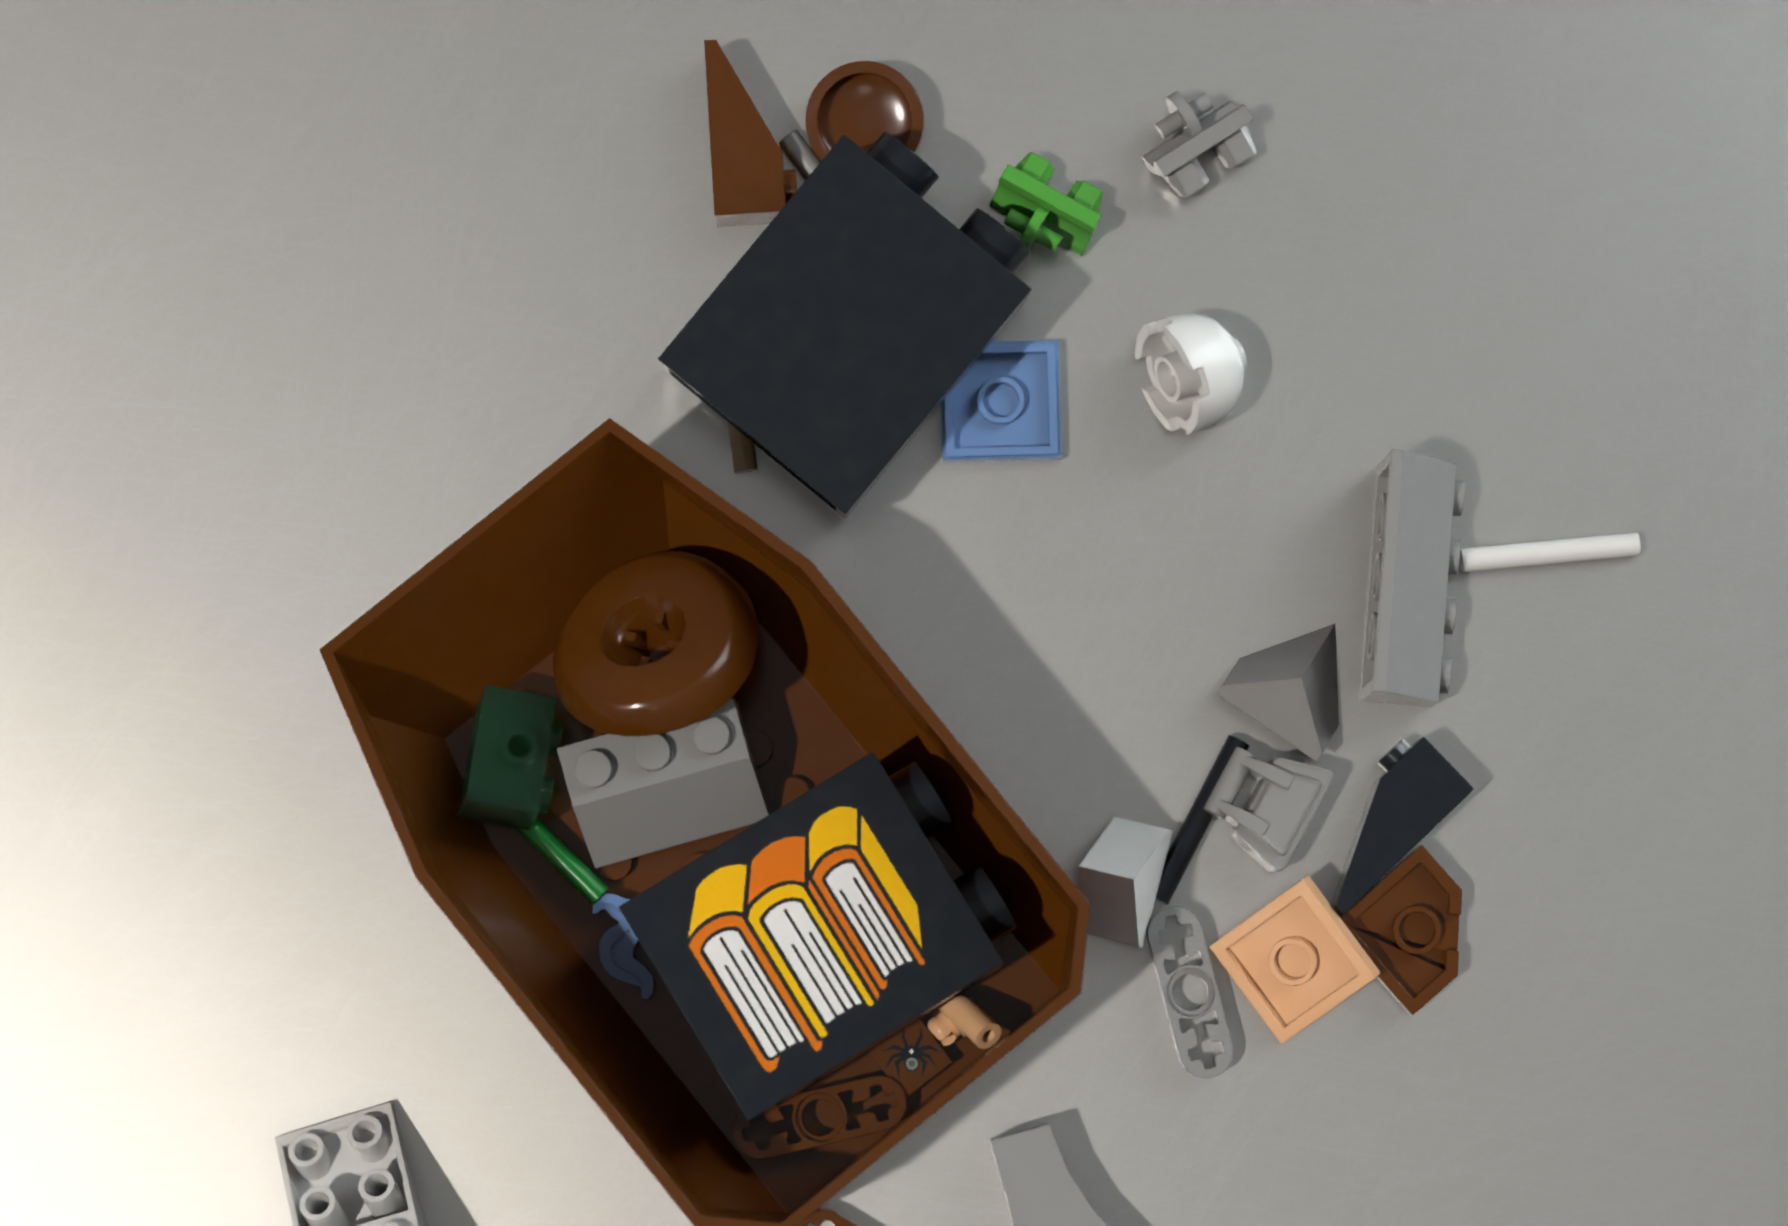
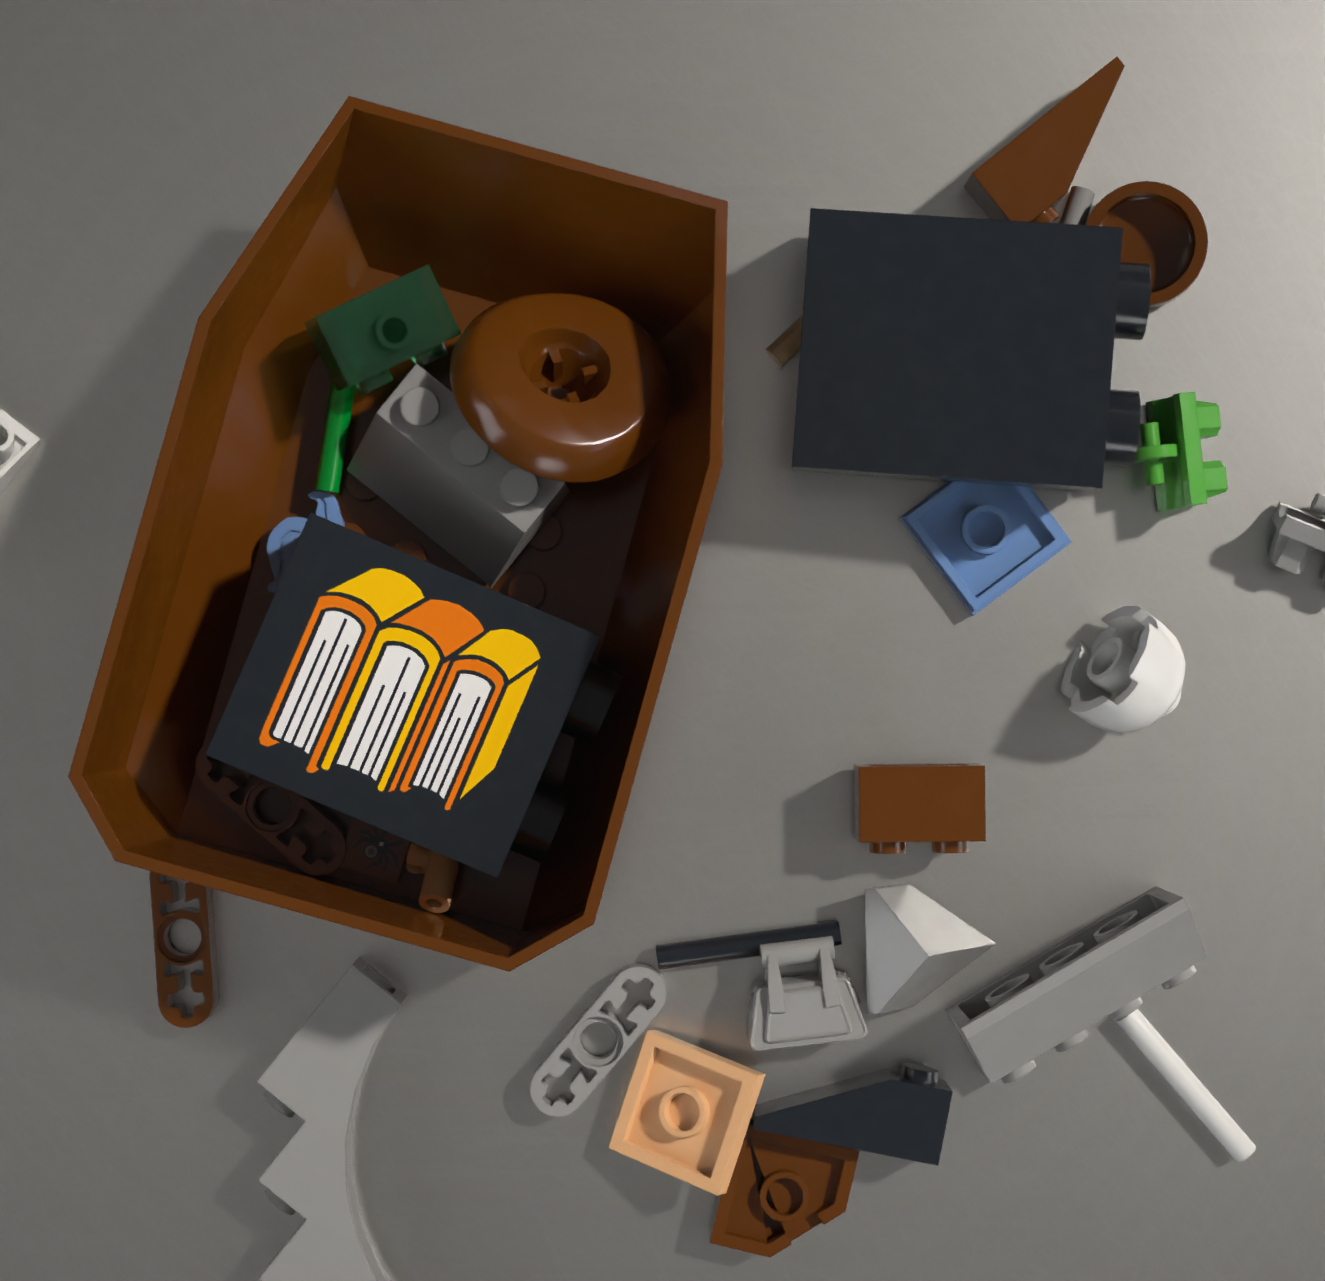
camera: 60 degrees right, 5 degrees up
(1123, 879) = (653, 918): white slope -> none
(1180, 603) = (919, 805): none -> reddish brown brick

